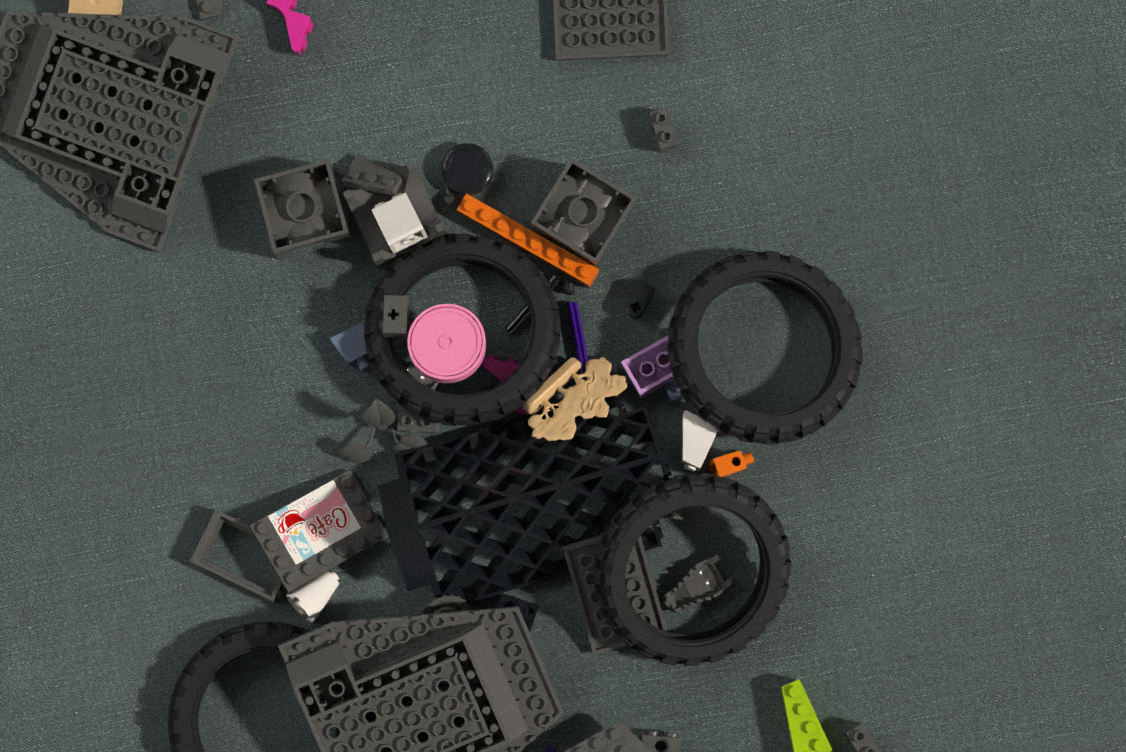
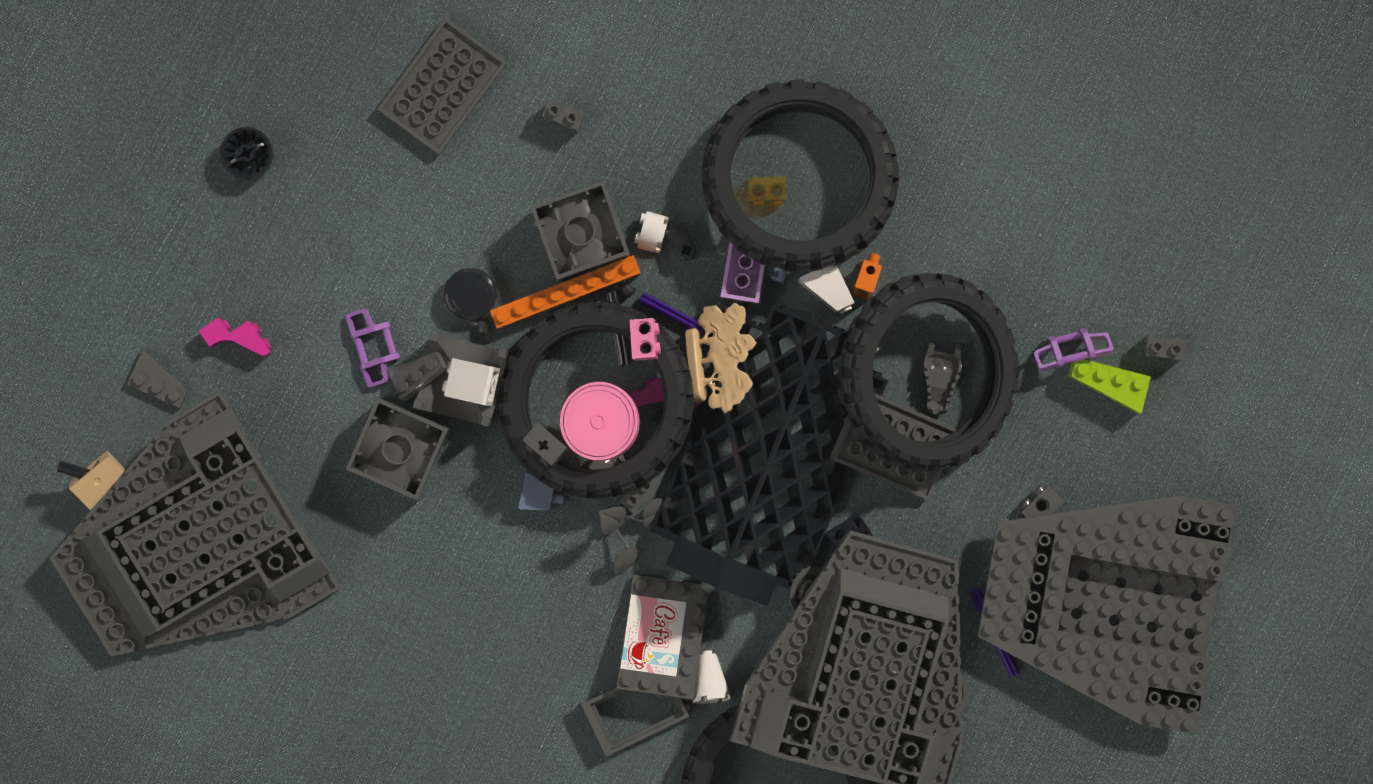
camera: 65 degrees left, 5 degrees up
(365, 108) = (356, 336): none -> medium lavender bar
(534, 323) = (639, 340): none -> bright pink brick
(628, 270) = (652, 232): none -> white cylinder
(738, 329) = (767, 184): none -> clear yellow brick
(786, 669) = (1081, 334): none -> medium lavender bar

